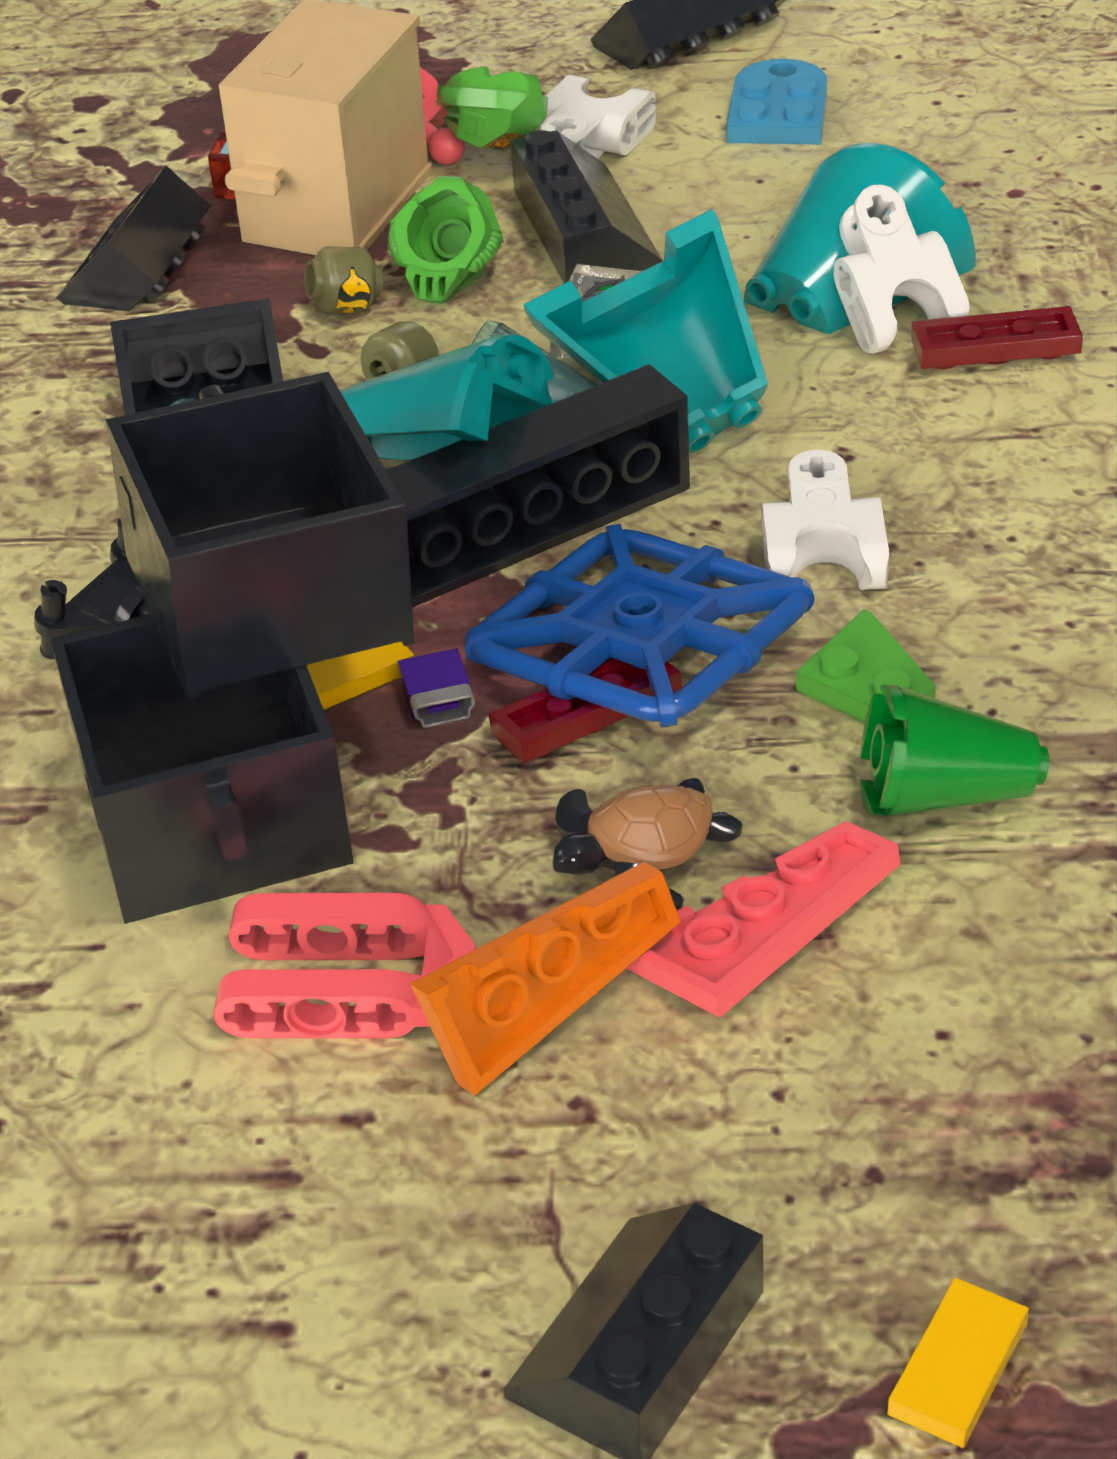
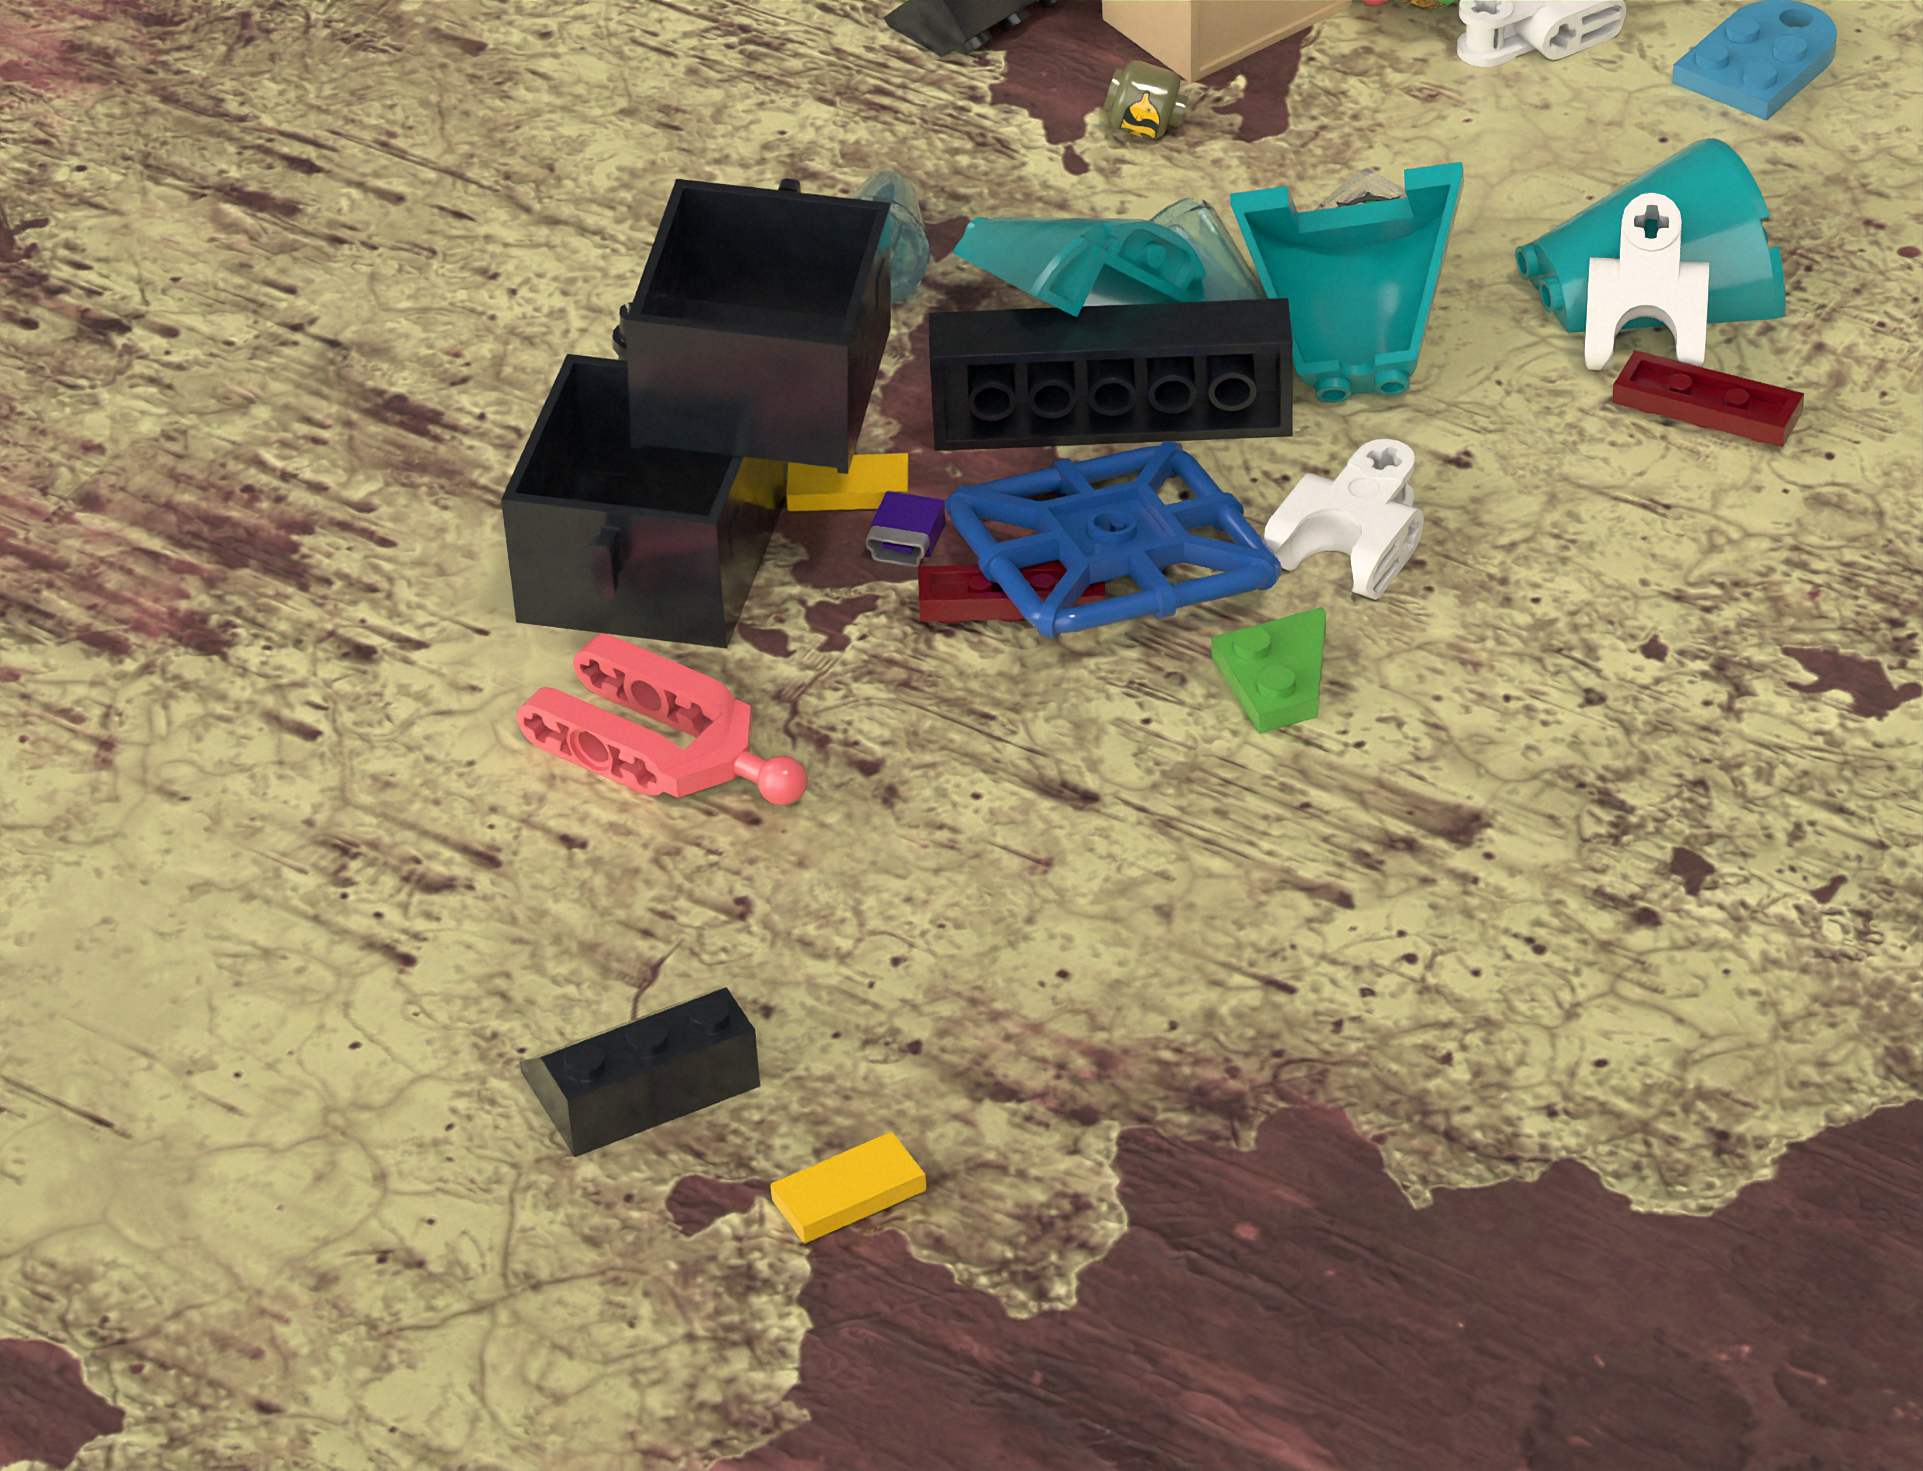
camera: 30 degrees right, 0 degrees up
(188, 350) = (946, 138): black slope -> none
(396, 348) = (1126, 194): olive head -> none
(444, 238) = (1265, 92): bright green helmet -> none
(530, 980) = (762, 785): orange wing -> none
(577, 206) = (1441, 98): black slope -> none
(637, 826) = (951, 719): medium nougat animal -> none
(766, 919) = (999, 824): coral wing -> none
(943, 755) = (1249, 755): green cone -> none

